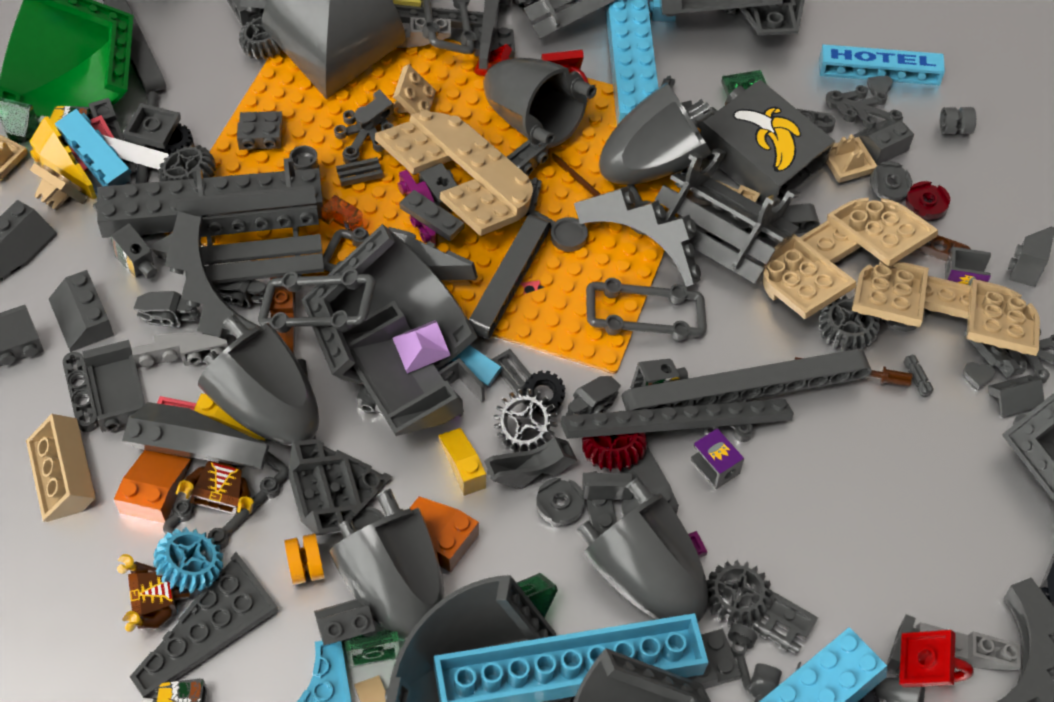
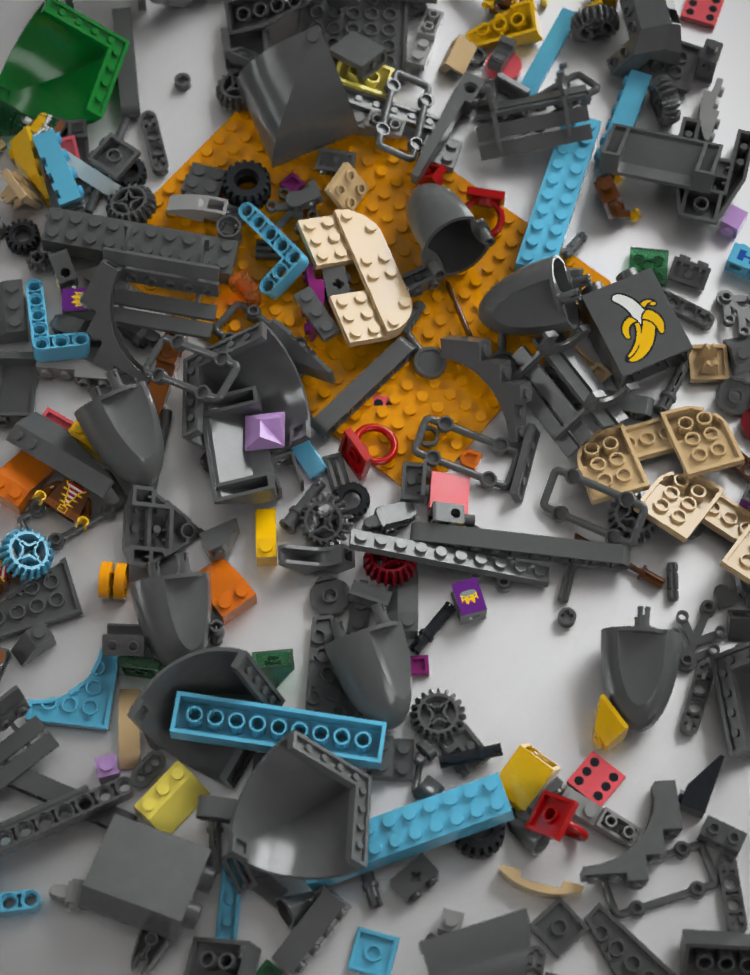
camera: 20 degrees right, 10 degrees up
(76, 241) = (22, 227): none -> black tyre
(99, 251) = (38, 261): none -> dark grey gear
(137, 328) = (46, 346): none -> medium azure beam
(158, 278) = (72, 306): none -> piece
(188, 109) = (154, 143): none -> dark grey beam
(202, 51) = (187, 84): none -> dark grey bush
(230, 663) = (33, 643): none -> dark grey slope
(264, 149) = (201, 206): none -> light grey slope
(307, 118) = (243, 173): none -> black tyre
(352, 104) = (292, 183): none -> magenta tile
(362, 160) = (278, 243): none -> medium azure beam
(386, 74) = (331, 160): none -> dark grey bracket
(411, 478) = (220, 539): none -> dark grey slope
(450, 578) = (219, 632): none -> dark grey pin
(486, 423) = (292, 518): none -> dark grey pin
(533, 343) = (357, 453): none -> red tile
(594, 598) = (323, 688): none -> dark grey wing
(603, 313) = (431, 444): none -> dark grey piece
(606, 352) = (414, 482): none -> dark grey bracket
(640, 349) = (448, 489): none -> coral tile
(651, 315) = (470, 459): none -> orange tile
(684, 38) = (611, 198): none -> reddish brown torso
(686, 507) = (427, 634): none -> black pin
(711, 303) = (524, 463): none -> dark grey tile
(775, 296) = (626, 499): none -> dark grey bar
(791, 84) = (688, 272): none -> dark grey bracket
(806, 619) = (467, 756): none -> black pin
(809, 30) = (733, 221): none -> lavender brick
(810, 410) = (566, 584): none -> dark grey axle
(825, 199) = (668, 396): none -> dark grey pin
(828, 438) = (562, 621): none -> dark grey bush
(872, 621) = (527, 776): none -> yellow slope
(929, 540) = (608, 725): none -> yellow slope
(939, 469) = (640, 669): none -> dark grey windscreen
(942, 605) = (596, 779): none -> coral tile
(970, 423) = (695, 638): none -> dark grey plant
(1004, 485) = (694, 697): none -> dark grey beam

